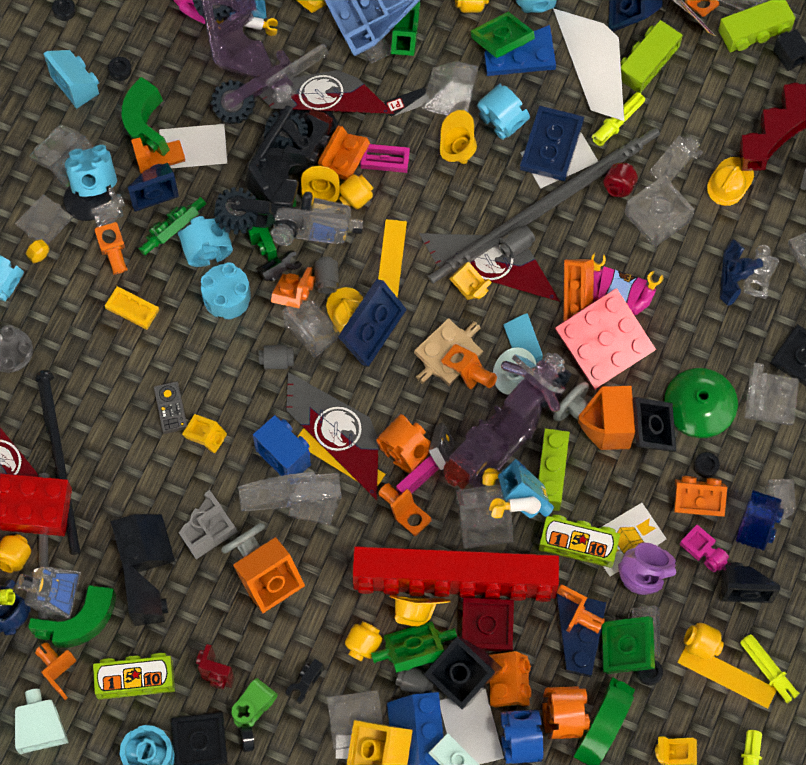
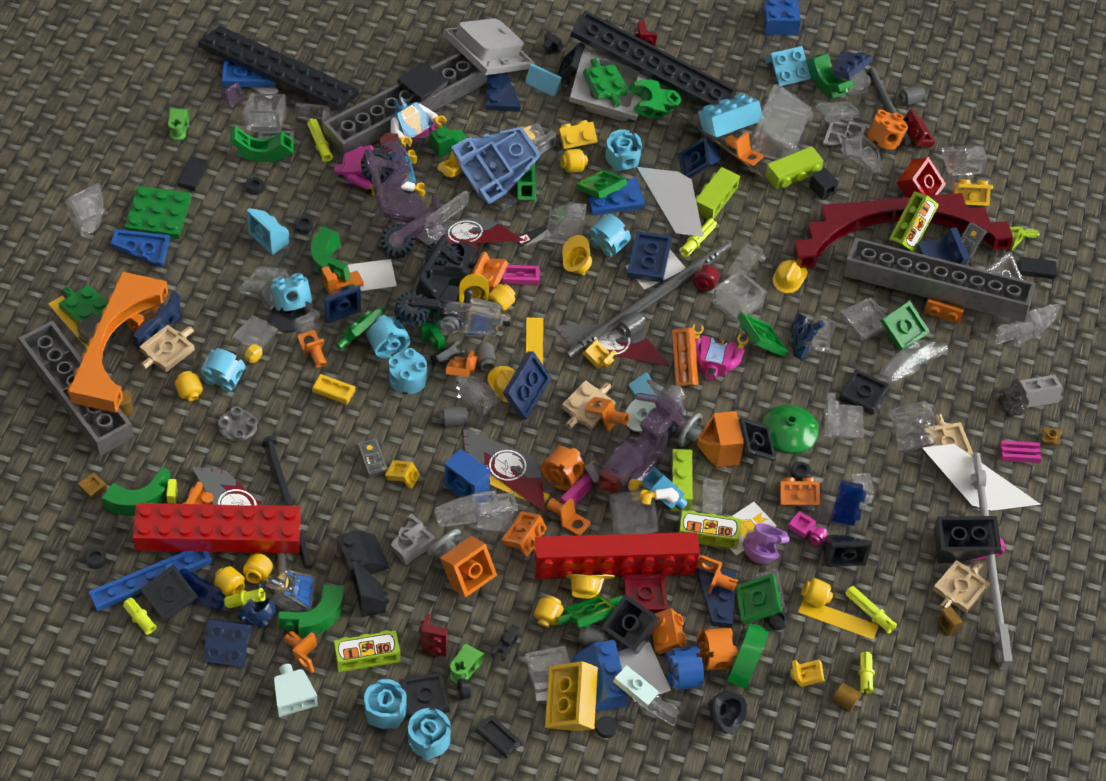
camera: 10 degrees left, 15 degrees down
(347, 527) = (523, 532): none -> orange bracket
(588, 496) = (712, 496): none -> clear plate
(605, 338) = (710, 384): plate -> none
(680, 271) = (761, 334): none -> green plate

